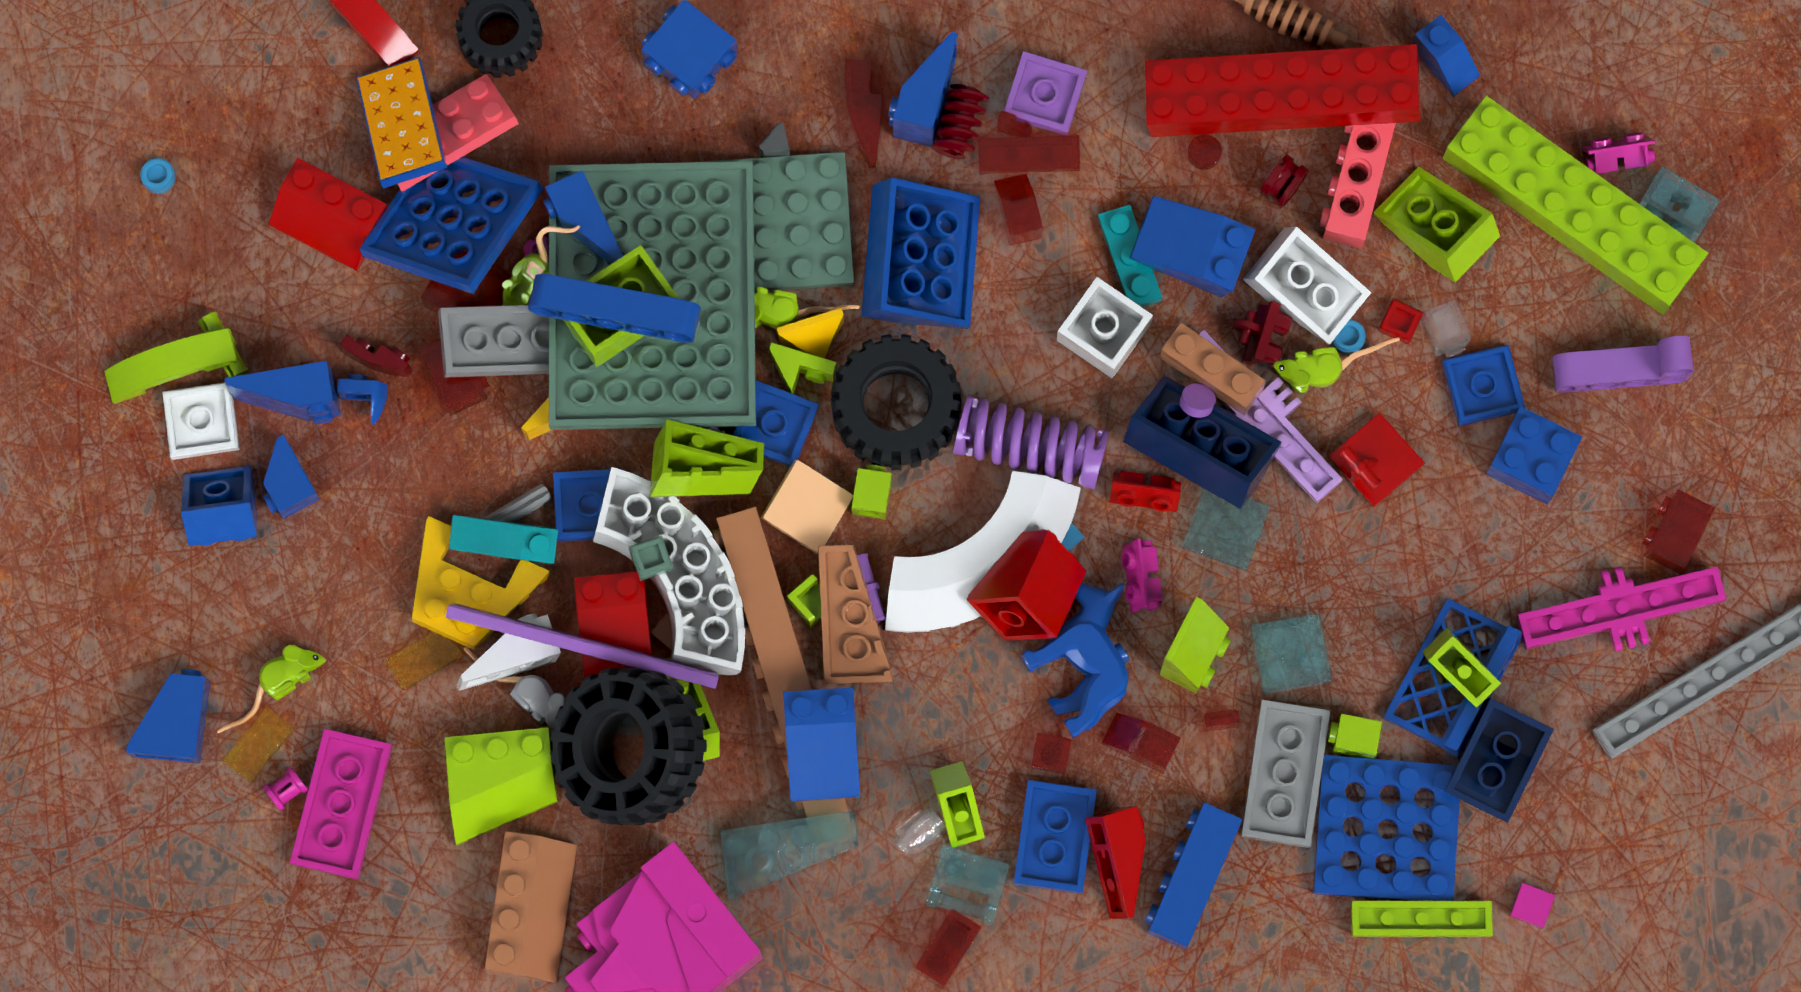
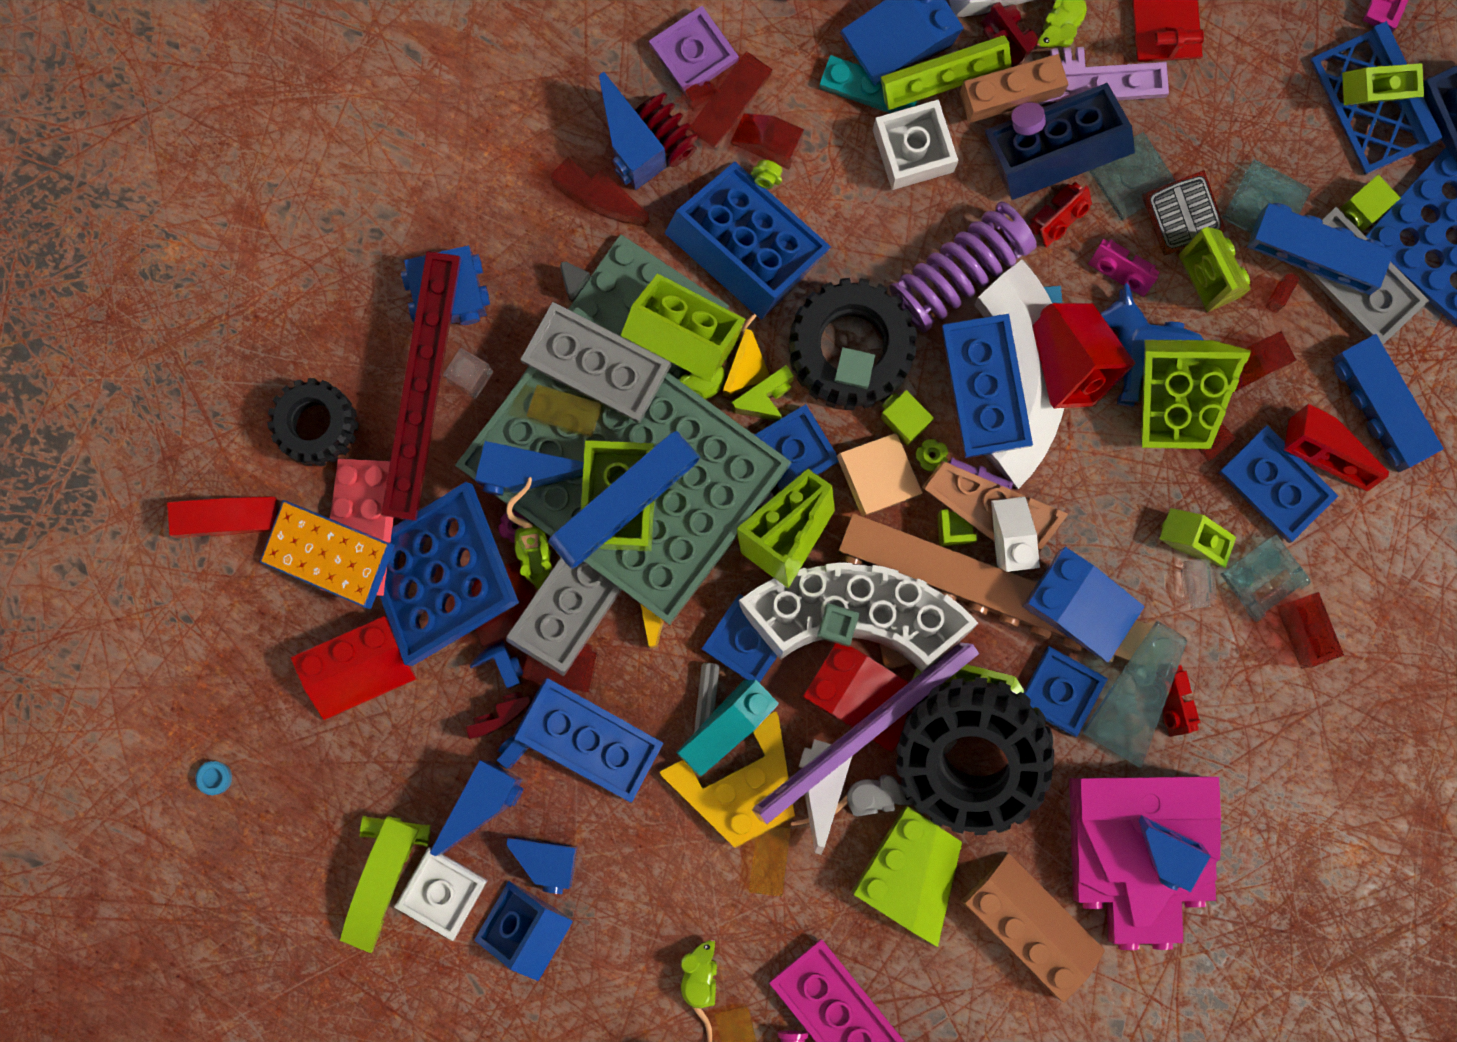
camera: 55 degrees left, 5 degrees up
(409, 438) = (588, 740): none -> blue plate
(422, 329) = (509, 667): none -> blue plate
(591, 90) = (421, 386): none -> dark red plate
(634, 120) = (468, 373): none -> clear brick
(658, 215) = (564, 410): none -> clear yellow tile
(666, 956) = (1173, 855): none -> blue slope
(716, 209) = (596, 362): none -> light grey plate
(743, 790) = (1064, 690): none -> blue tile
(798, 255) = (682, 327): none -> lime brick
(798, 896) = (1178, 715): none -> red hinge
(837, 646) = (1014, 535): none -> white slope
(862, 529) = (927, 447): none -> lime plate
(870, 413) = (854, 368): none -> sand green tile
(941, 530) = (987, 385): none -> blue plate
(987, 229) = (767, 174): none -> lime plate
(1062, 692) = (1187, 391): none -> lime wedge
(1183, 305) = (945, 72): none -> lime plate
(1227, 587) = (1182, 211): none -> tile
(1277, 719) = (1320, 248): none -> blue brick

